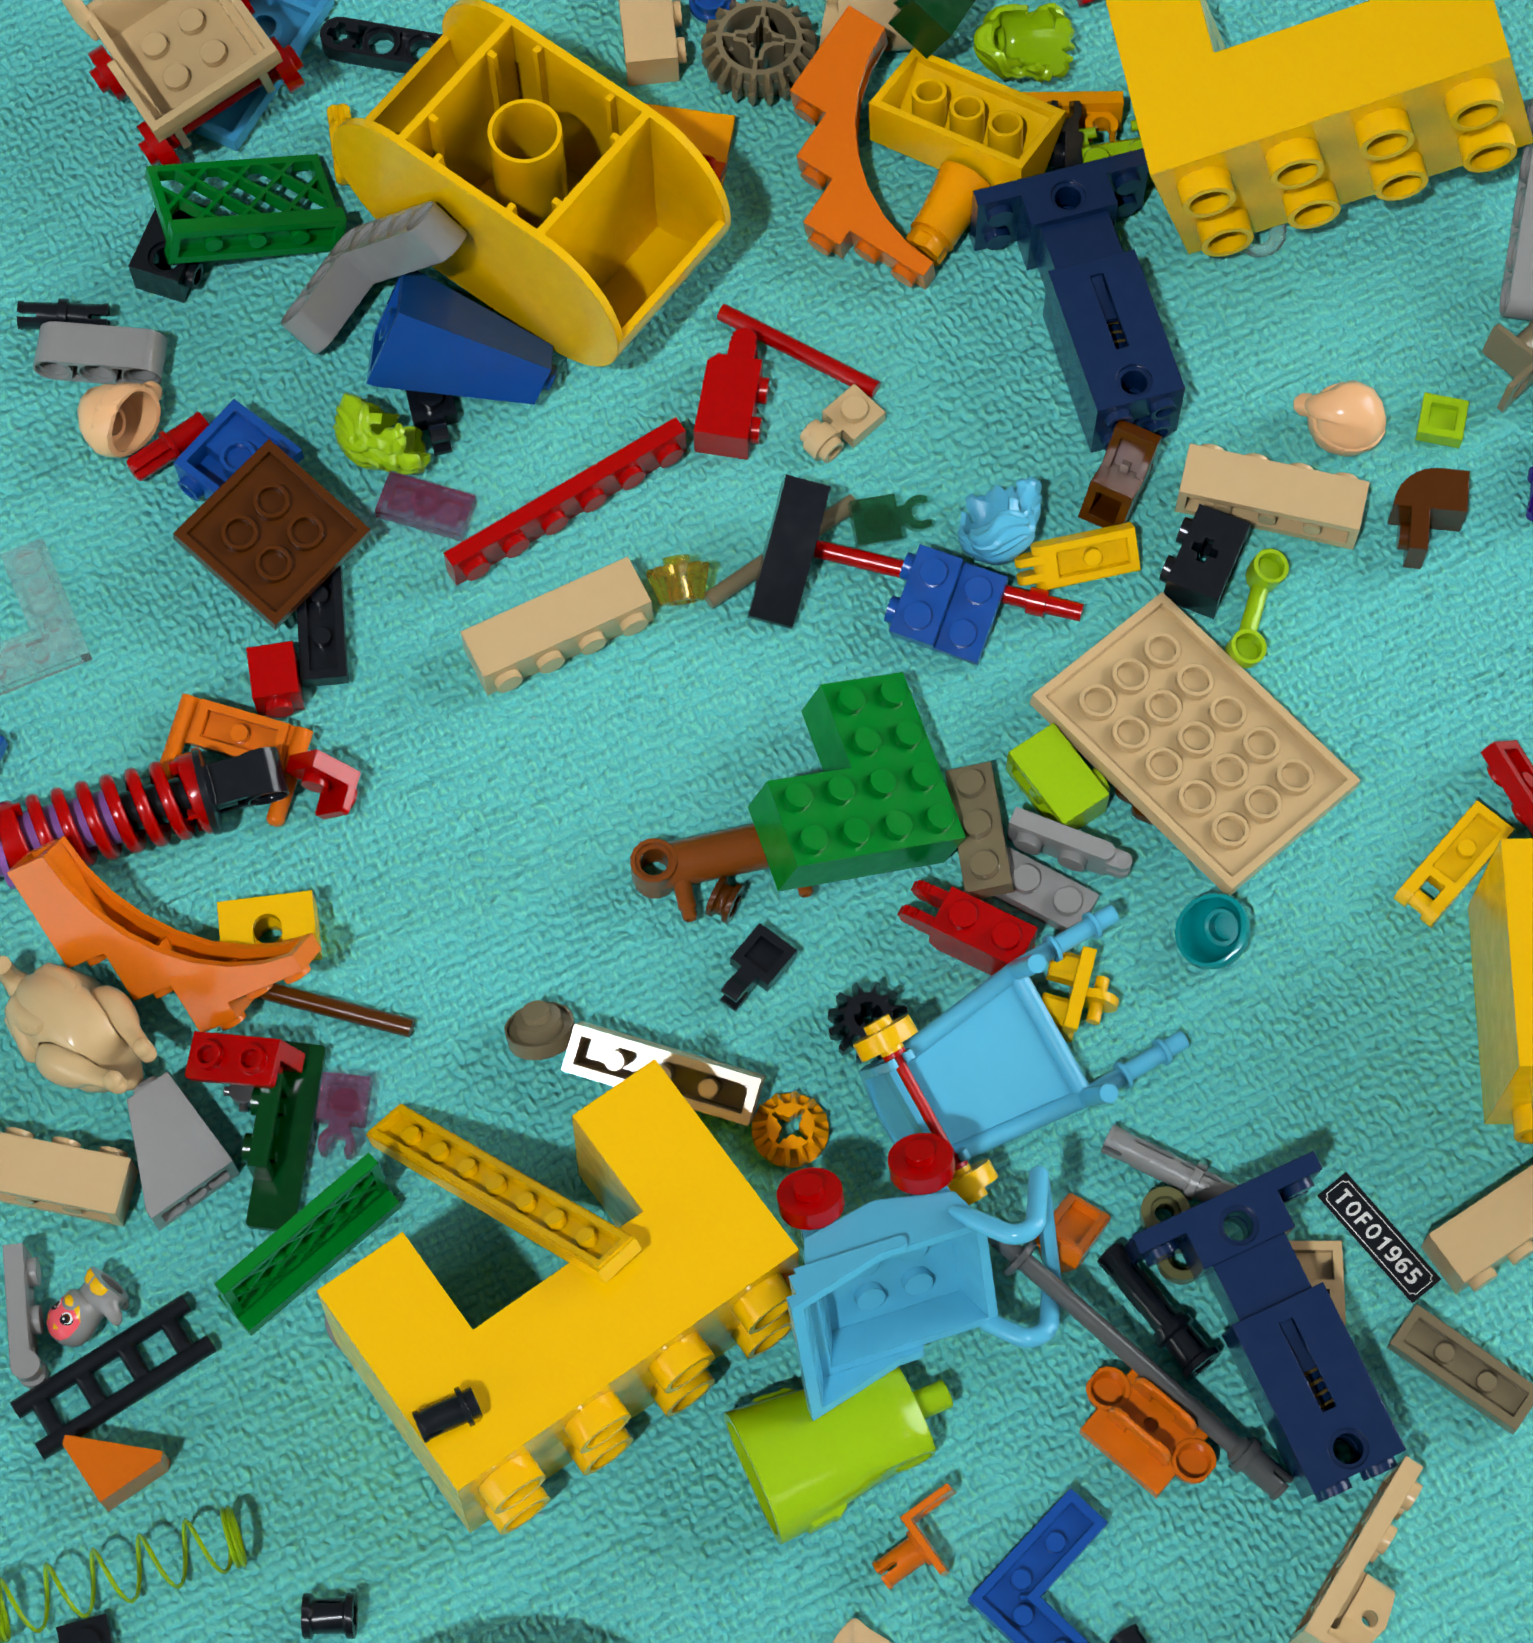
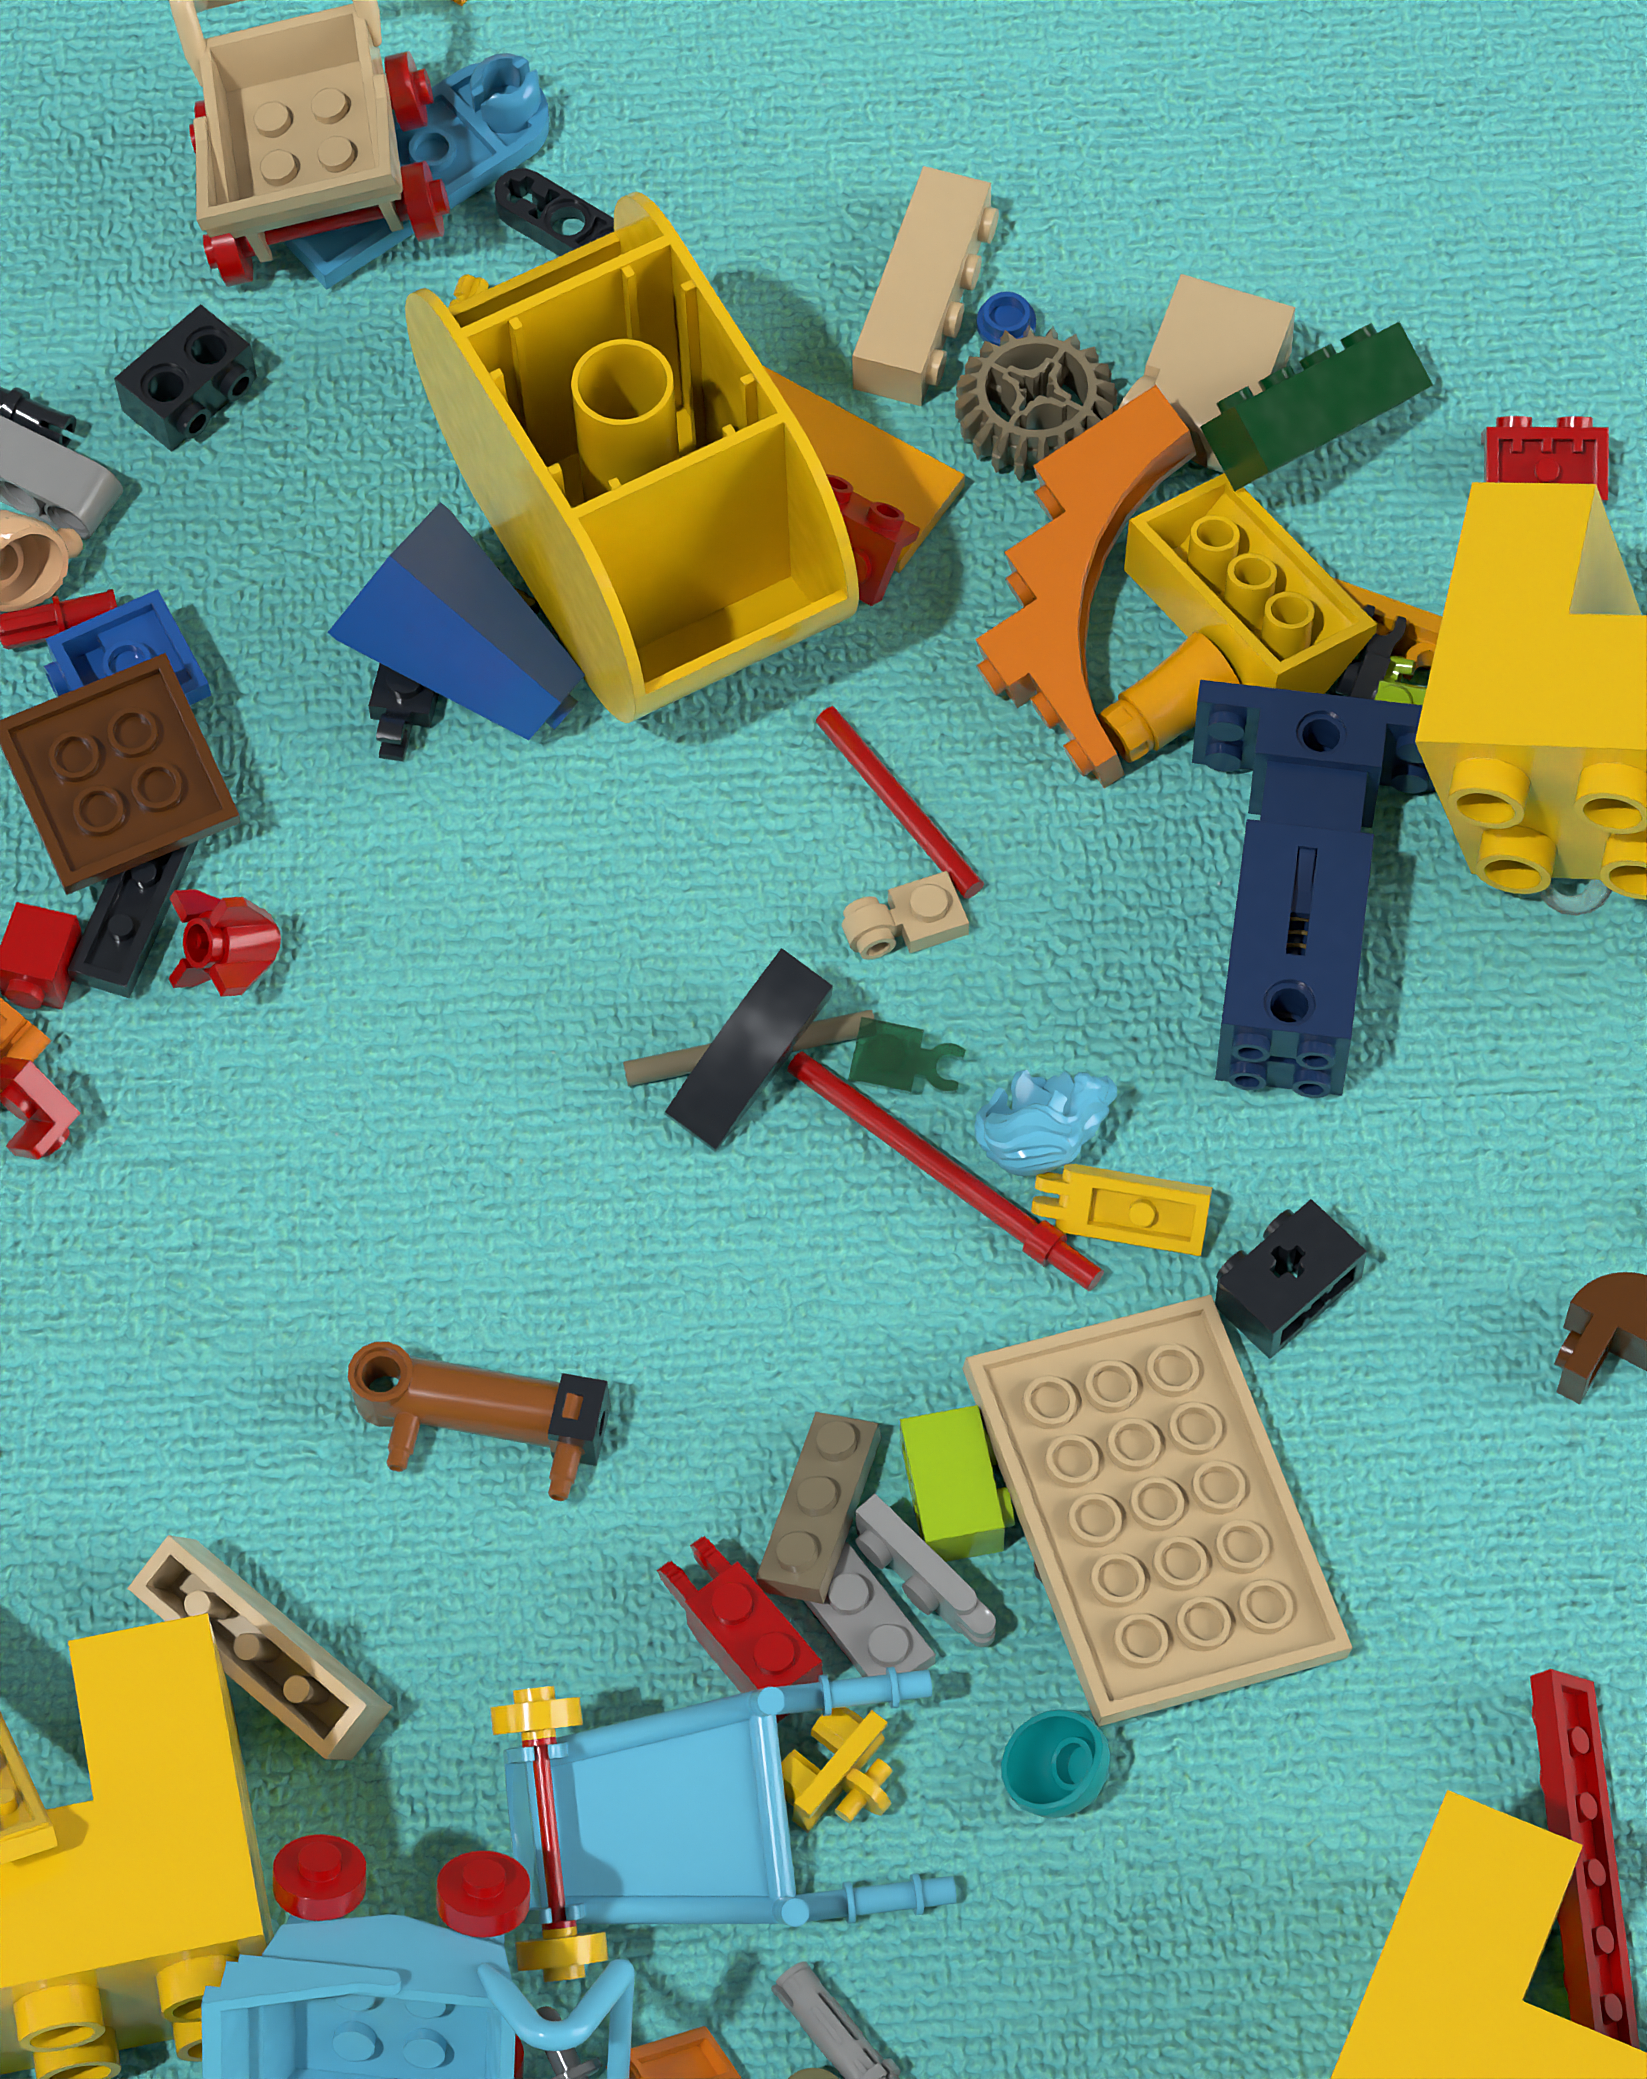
camera: 25 degrees right, 5 degrees down
(249, 232) = (285, 393): green fence -> none
(365, 257) = (408, 476): light grey beam -> none
(371, 442) = (301, 704): lime hair -> none
(399, 618) = (223, 942): none -> red brick
(425, 506) = (334, 815): clear pink plate -> none
(539, 1030) = (133, 1526): dark tan plate -> none
(556, 507) = (507, 877): red plate -> none
(557, 626) = (416, 1030): tan brick -> none
(679, 580) = (596, 1032): clear yellow piece -> none
(724, 900) = (452, 1461): reddish brown bush -> none
(730, 399) = (778, 829): red hinge -> none
(758, 961) = (456, 1556): black plate -> none
(793, 1150) = (378, 1818): light orange gear -> none
(862, 1005) = (559, 1669): black gear -> none
(874, 803) = (699, 1417): green brick -> none
(945, 604) = (920, 1198): blue plate -> none
(1025, 43) = (1380, 521): lime hair -> none
(1120, 476) = (1230, 1127): reddish brown brick -> none
(1262, 576) = (1359, 1330): lime bar -> none
(1274, 495) = (1422, 1228): tan brick -> none
(1344, 417) = (1567, 1164): light nougat piece -> none
(1454, 862) = (1413, 1804): yellow plate -> none

